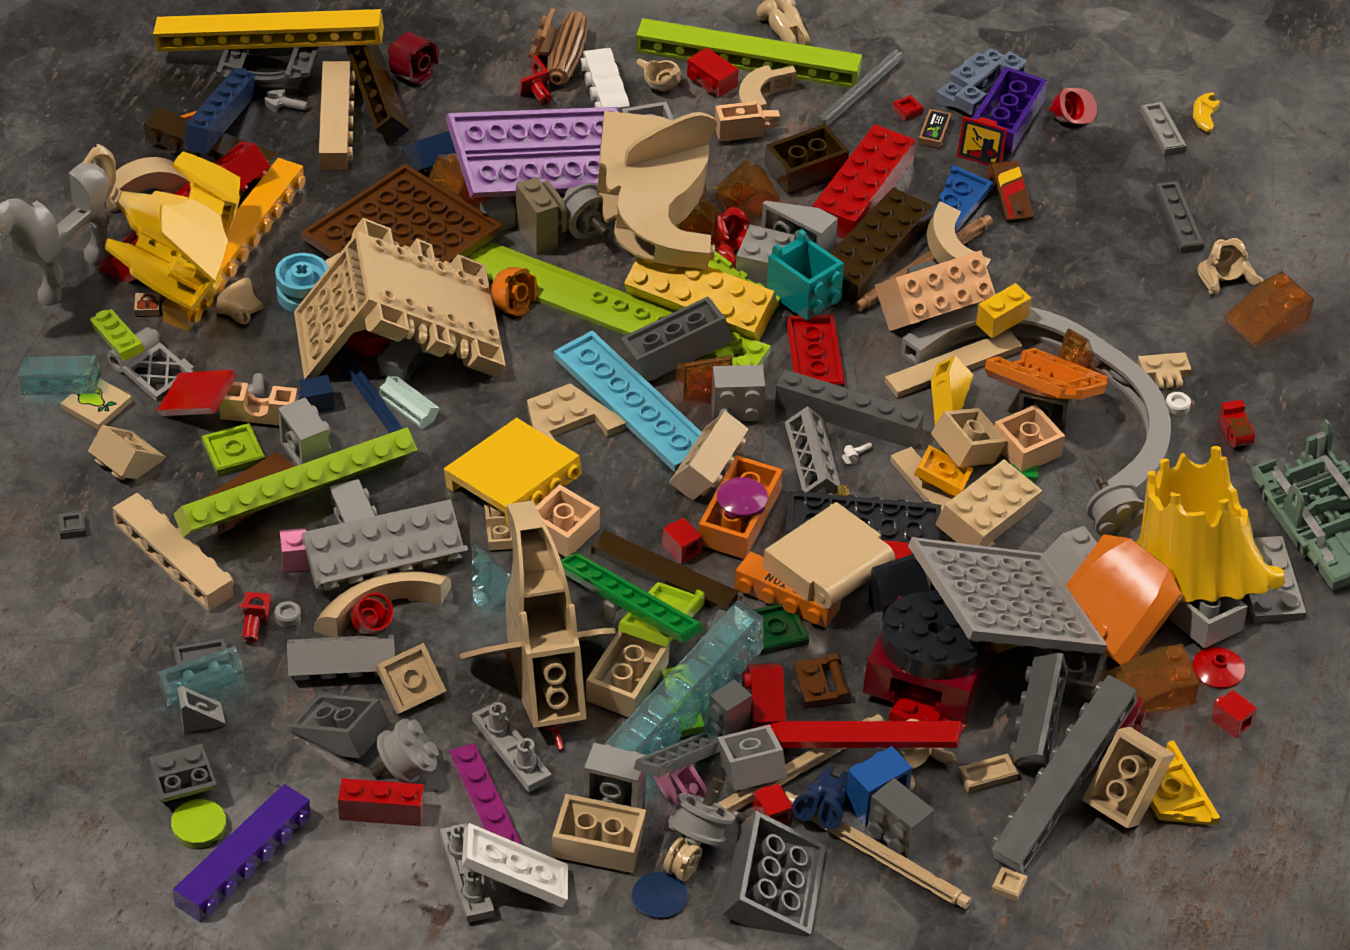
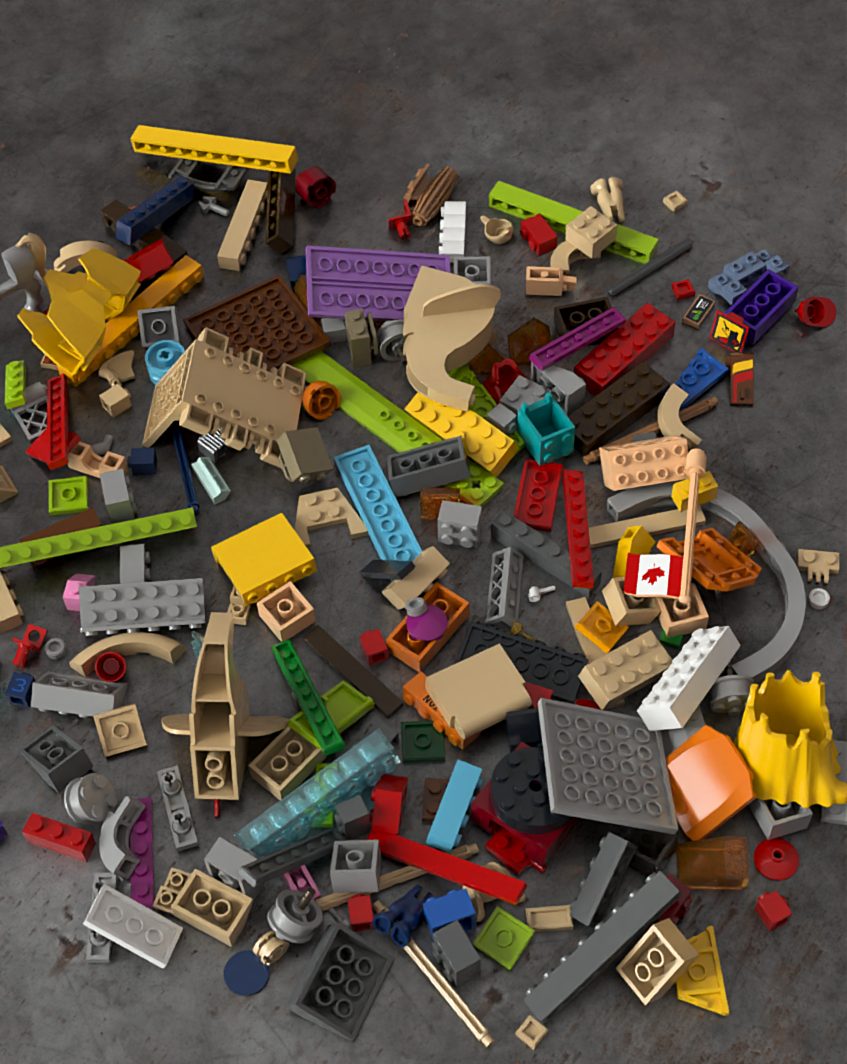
camera: 20 degrees right, 10 degrees up
(197, 363) = (57, 422): none -> red plate
(251, 334) = (116, 400): none -> tan brick
(266, 662) = (20, 689): none -> dark blue brick
(277, 239) = (159, 325): none -> light grey brick
(449, 784) = (115, 838): none -> light grey arch
(521, 351) = (303, 455): none -> dark tan brick
(540, 829) = (172, 887): none -> tan slope
(673, 451) = (387, 569): none -> black tile
(725, 480) = (416, 607): none -> light grey tile
(749, 271) = (502, 419): none -> light grey brick
(781, 56) = (591, 232): none -> tan brick
(810, 171) = (577, 339): none -> magenta plate
(843, 675) = (453, 807): none -> medium azure brick
(863, 13) = (675, 201): none -> tan tile
(880, 373) = (577, 529): none -> red plate
(949, 797) = (504, 938): none -> lime tile
(1007, 391) = (663, 573): none -> flag
(1065, 498) = (688, 678): none -> white brick

